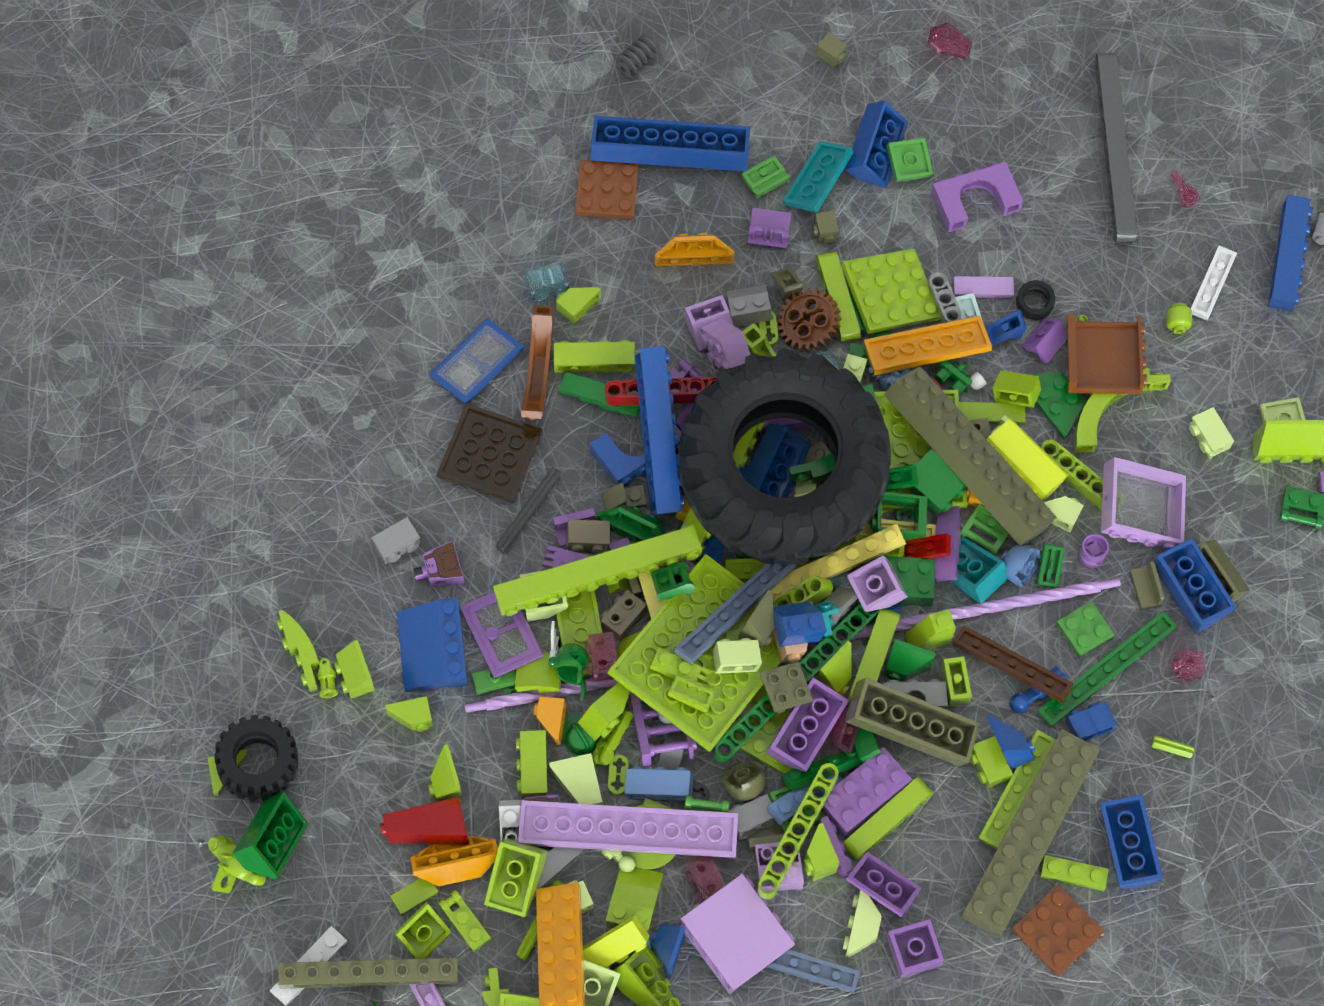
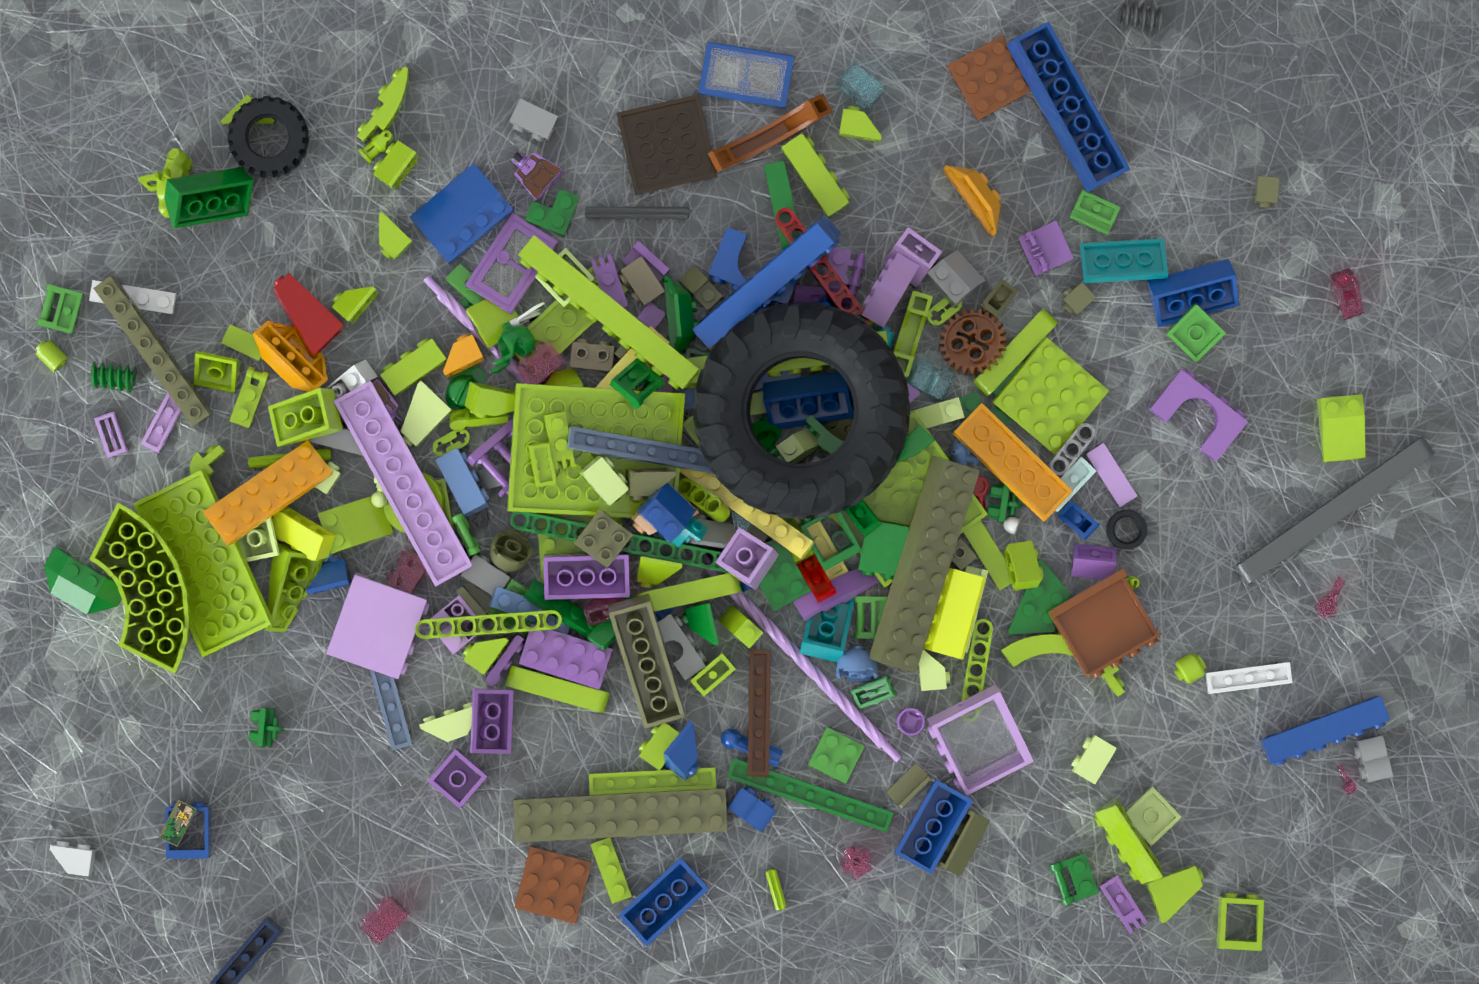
camera: 60 degrees right, 20 degrees up
(487, 574) = (556, 218): none -> green plate
(1052, 104) = (1342, 427): none -> lime slope

